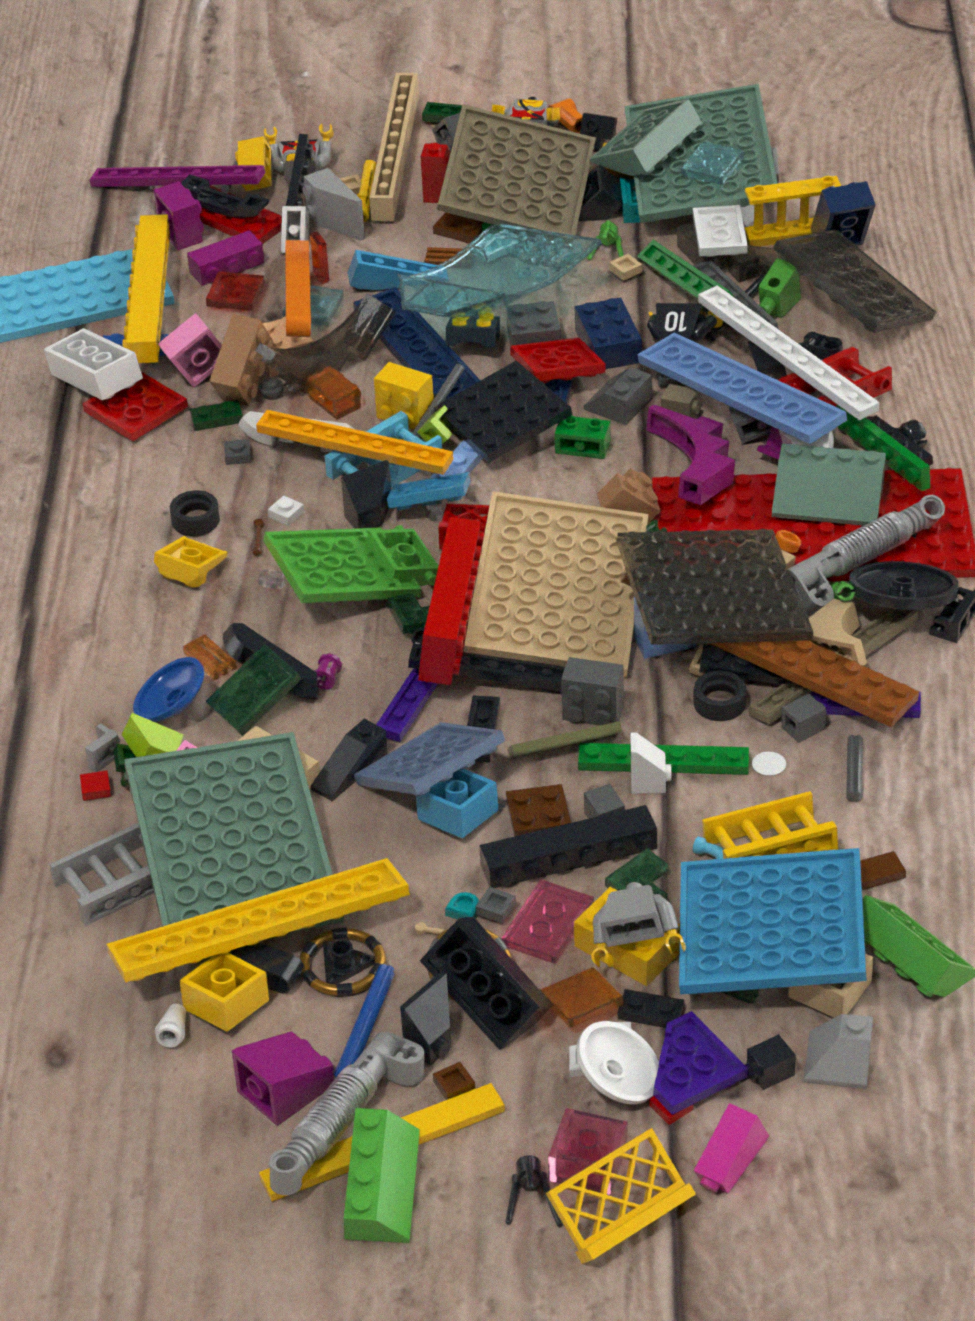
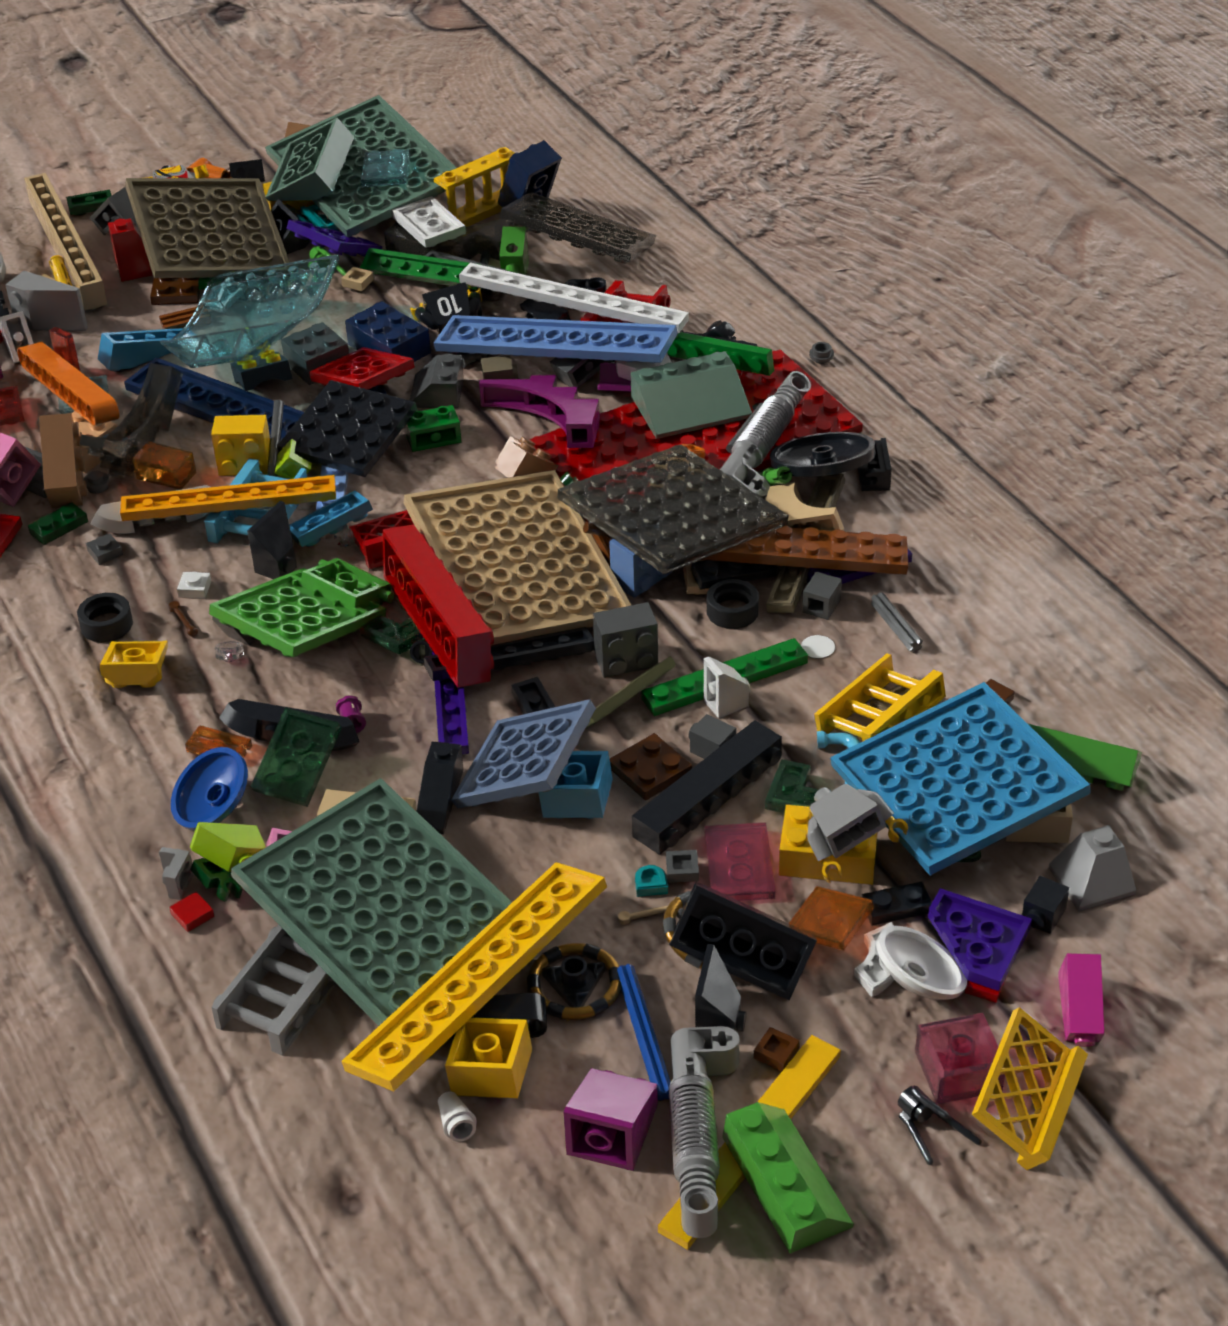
camera: 30 degrees left, 0 degrees up
(624, 221) = (335, 240): none -> dark purple plate

